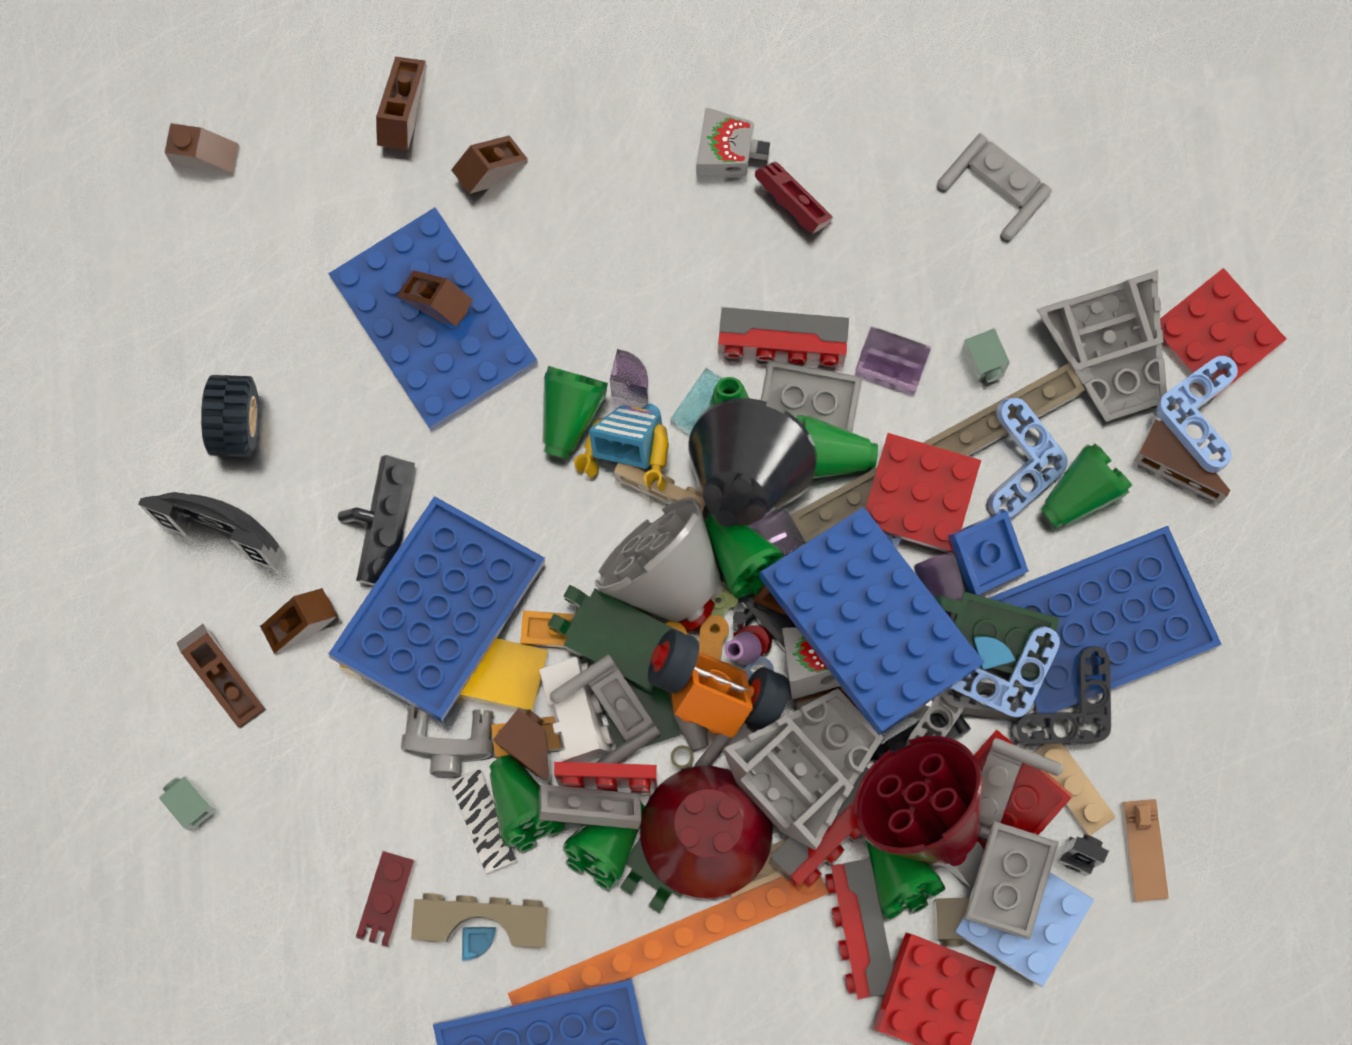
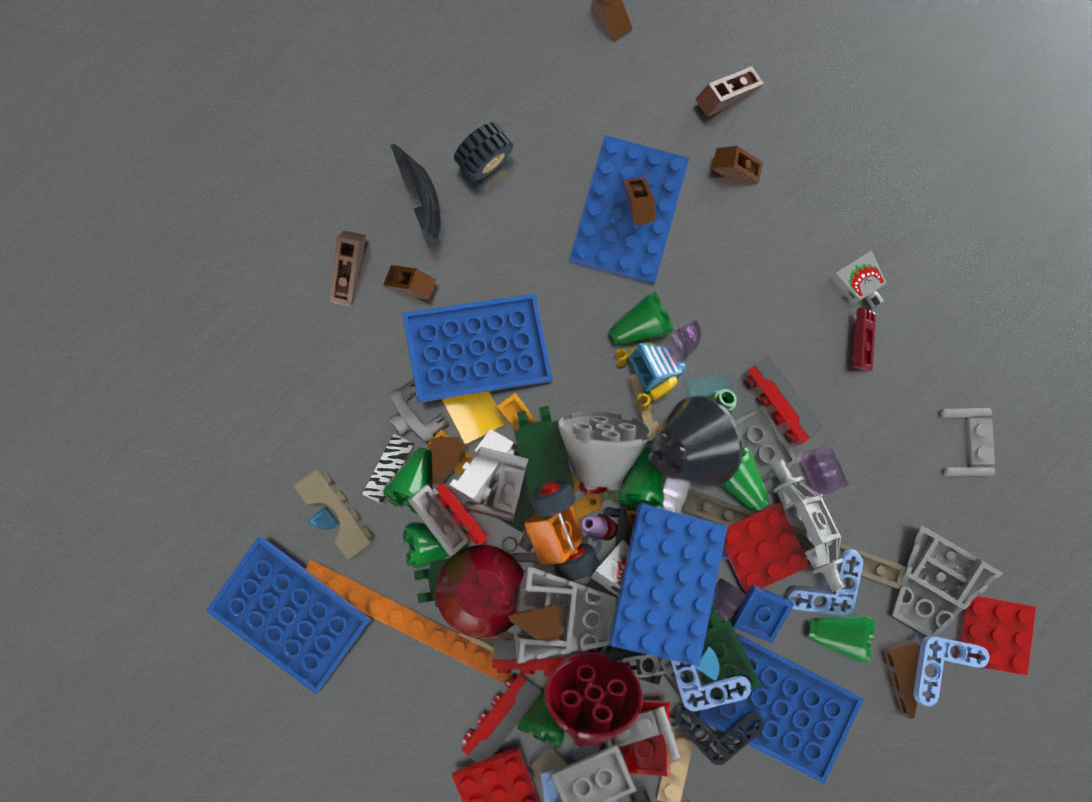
camera: 45 degrees right, 5 degrees up
(186, 802) = (267, 308): sand green brick -> none
(384, 518) = (501, 278): black plate -> none
(386, 897) = (307, 453): dark red hinge -> none
(794, 787) = (540, 622): none -> reddish brown slope
(939, 409) = (817, 521): none -> light grey plate
(986, 356) = (869, 519): sand green brick -> none

